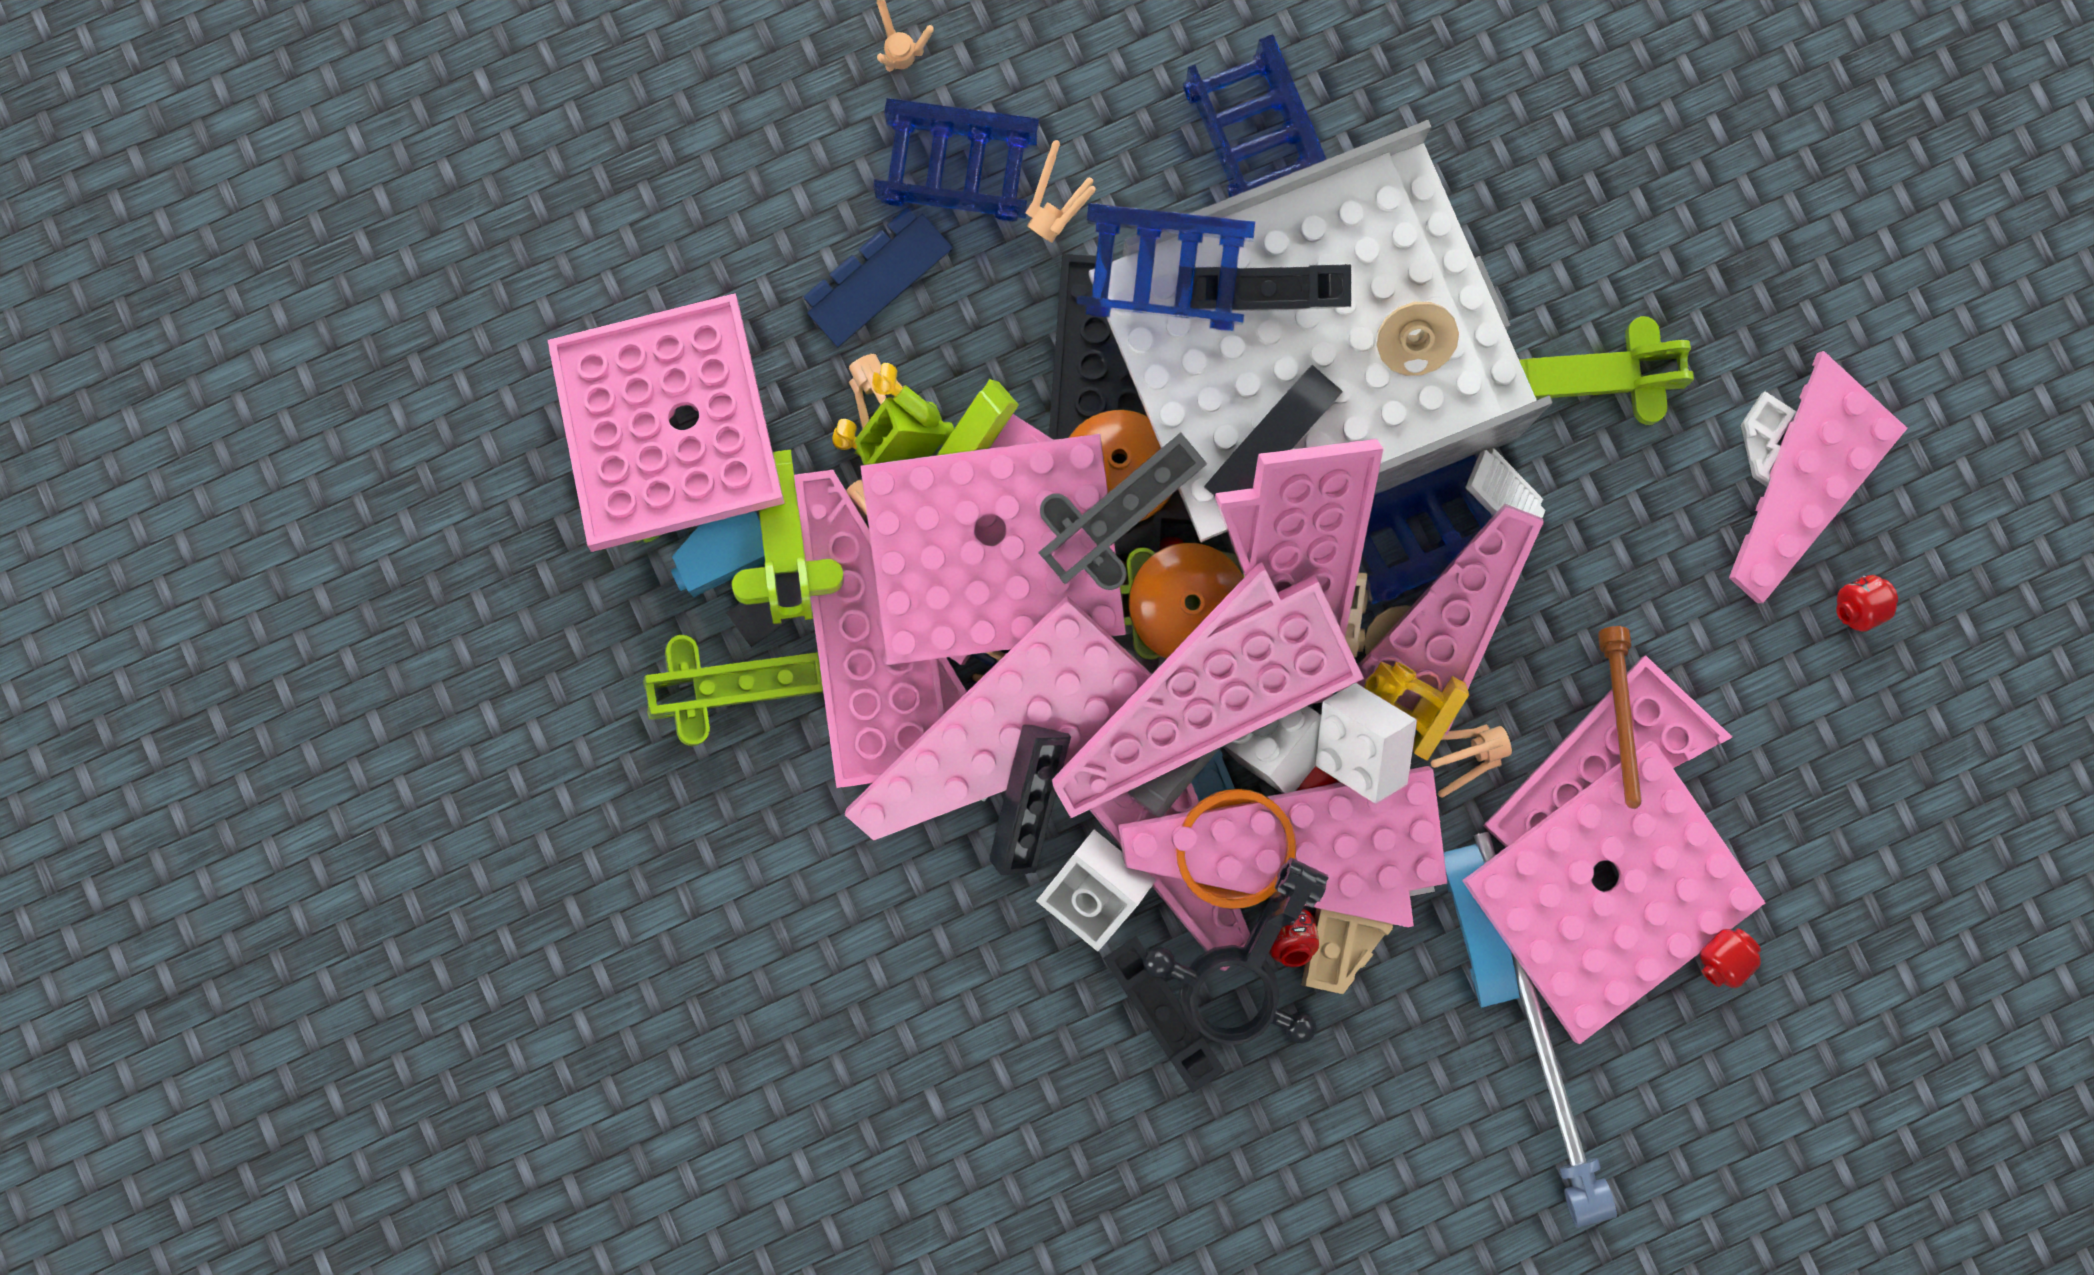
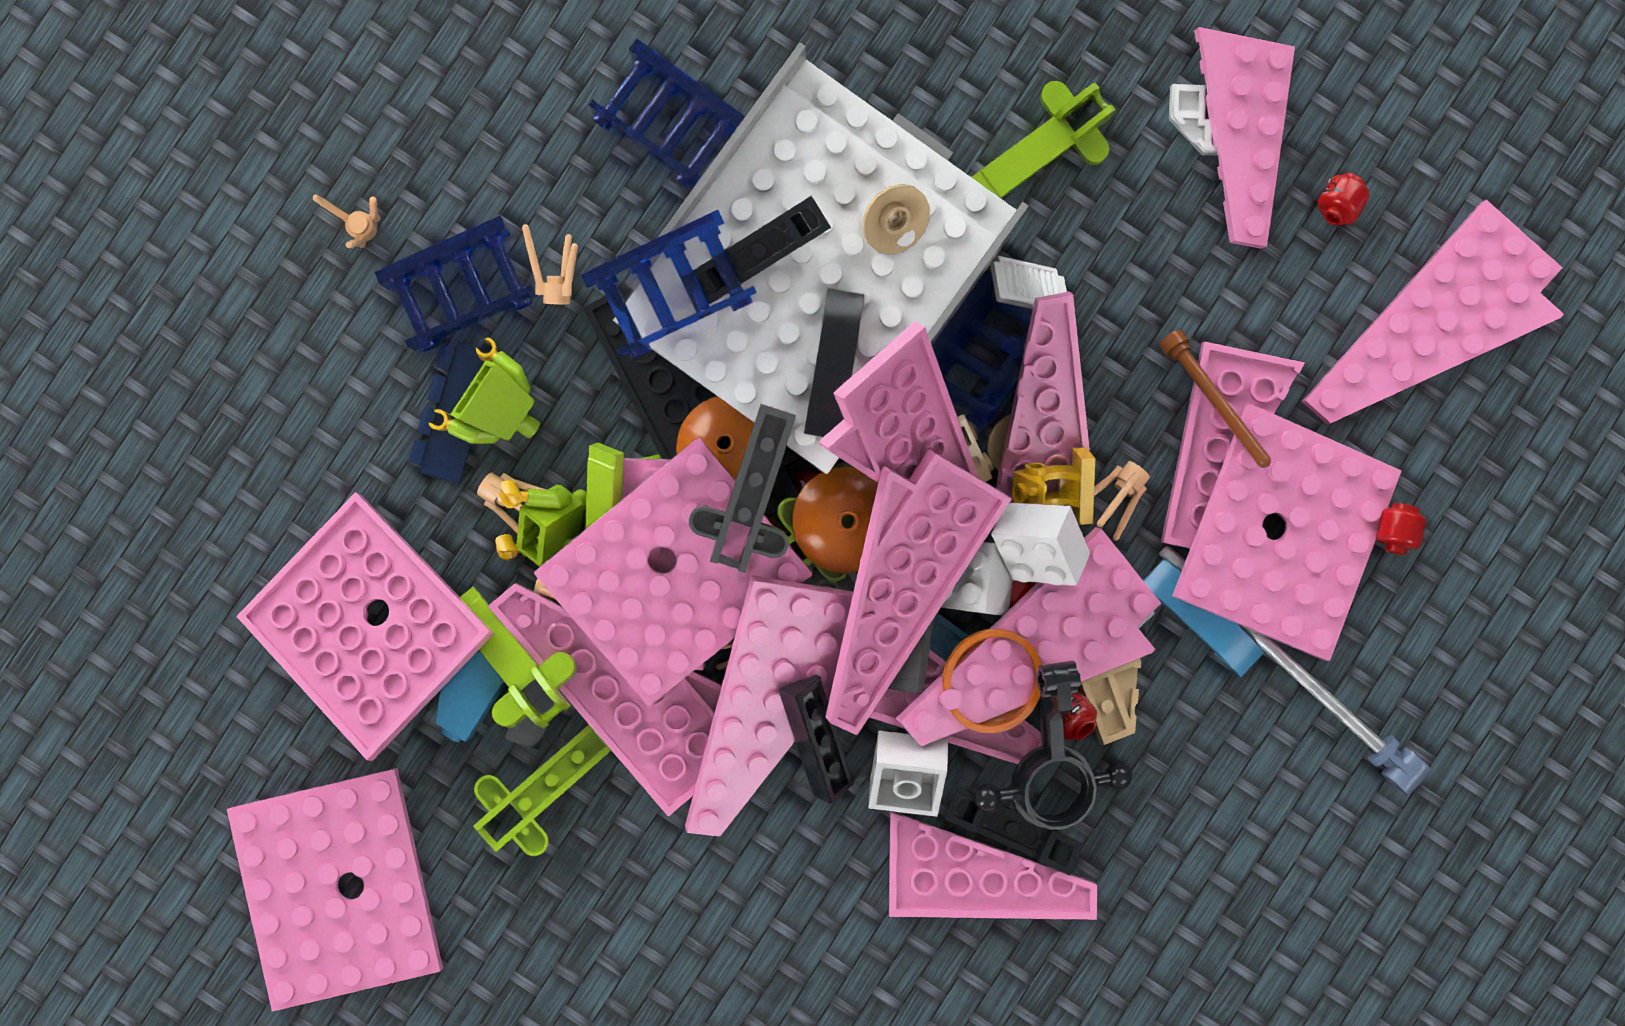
camera: 30 degrees left, 5 degrees up
(420, 677) = (305, 930): none -> bright pink plate
(920, 289) = (493, 403): none -> lime torso
(1082, 1028) = (962, 878): none -> bright pink wing
(1919, 779) = (1459, 305): none -> bright pink wing

